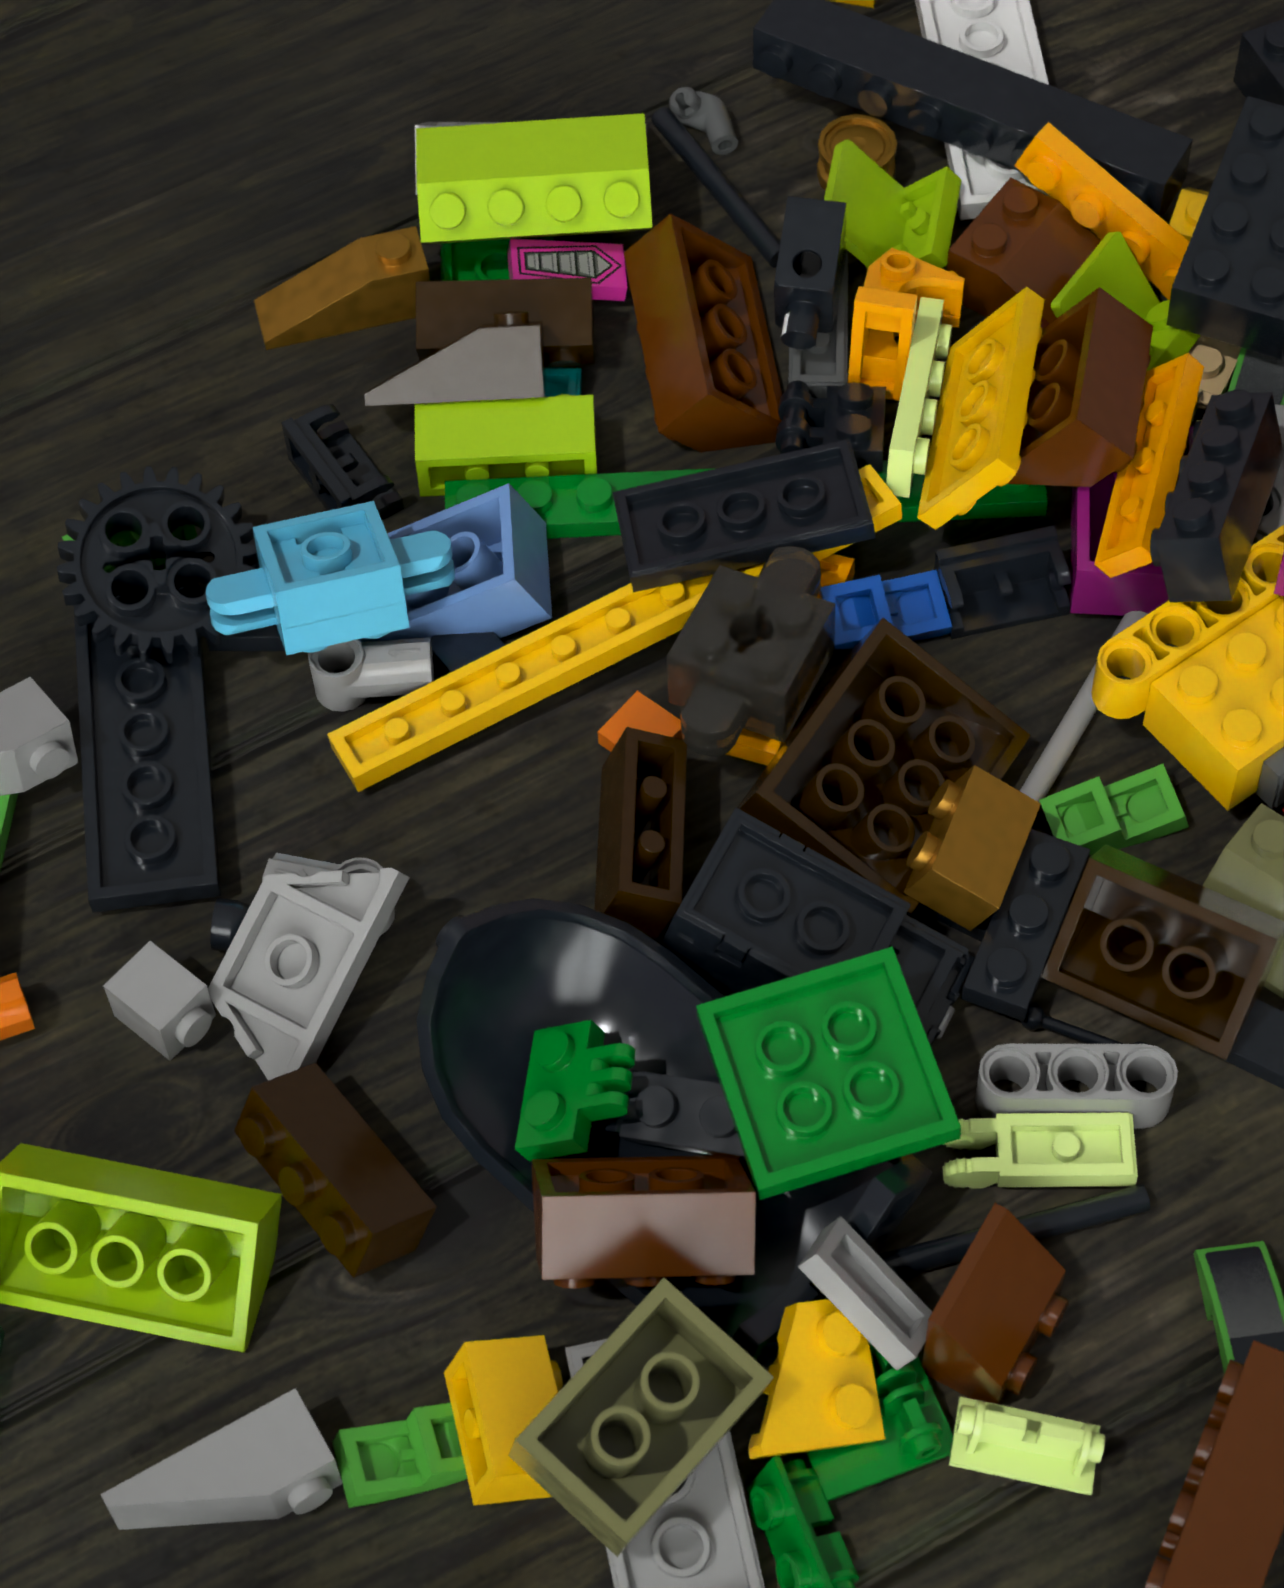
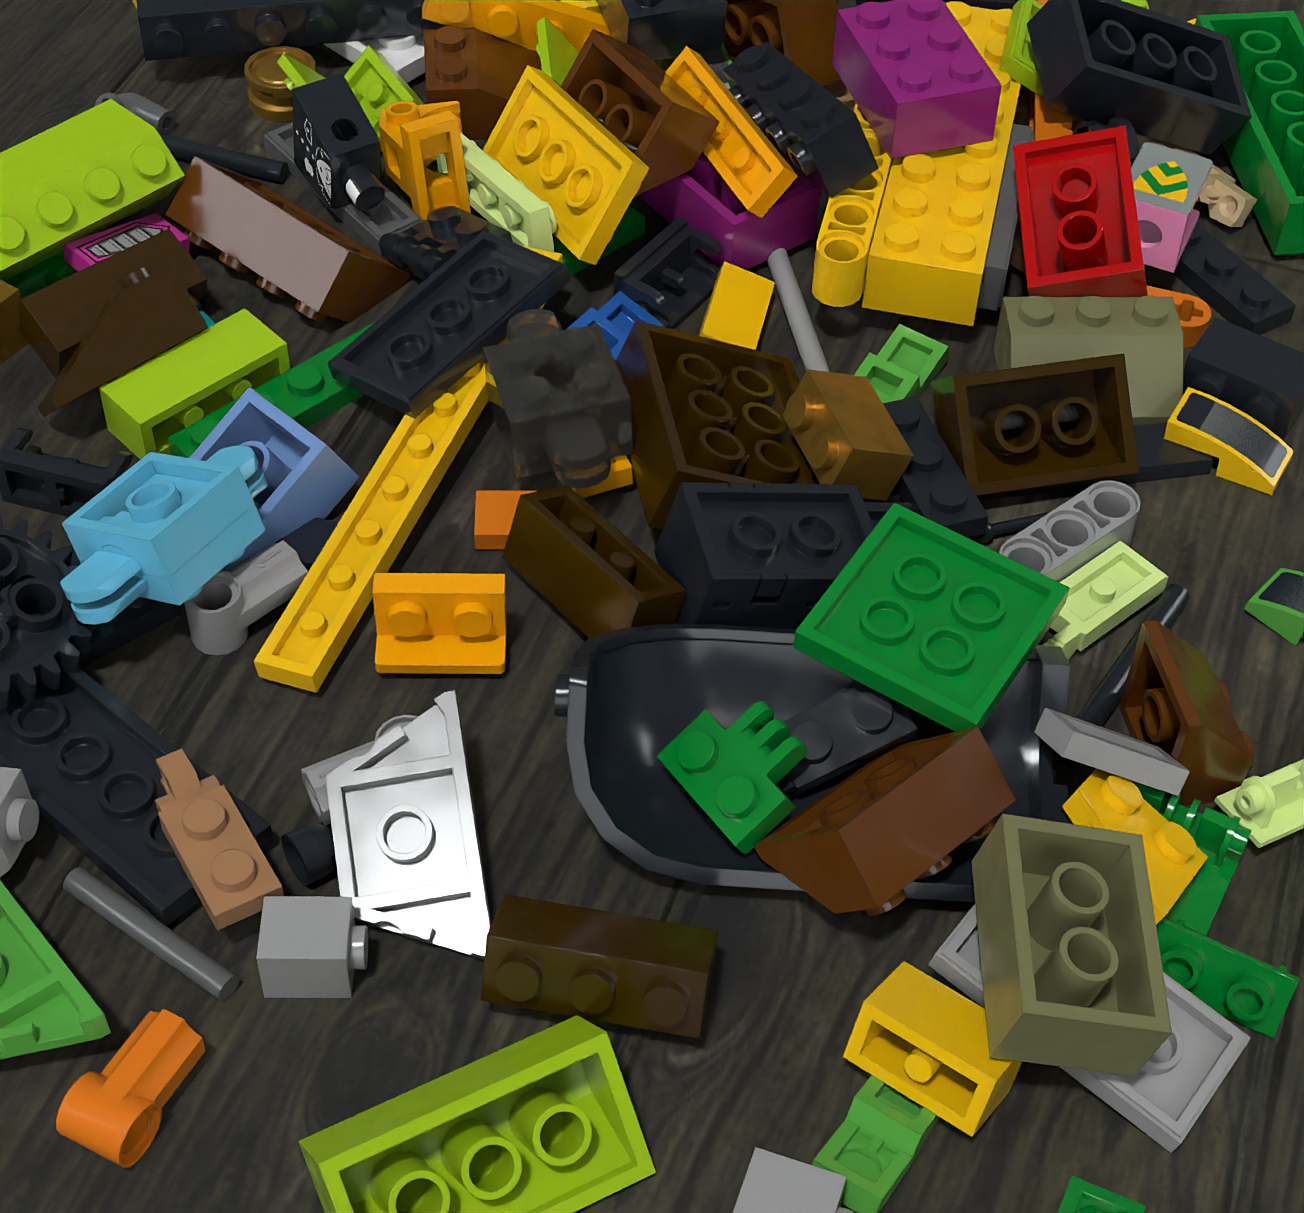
camera: 45 degrees left, 10 degrees down
(78, 910) = (151, 933): none -> dark grey bar
(158, 871) = (213, 843): none -> medium nougat hinge
(487, 800) = (440, 623): none -> light orange bracket
(1029, 655) = (737, 307): none -> yellow tile

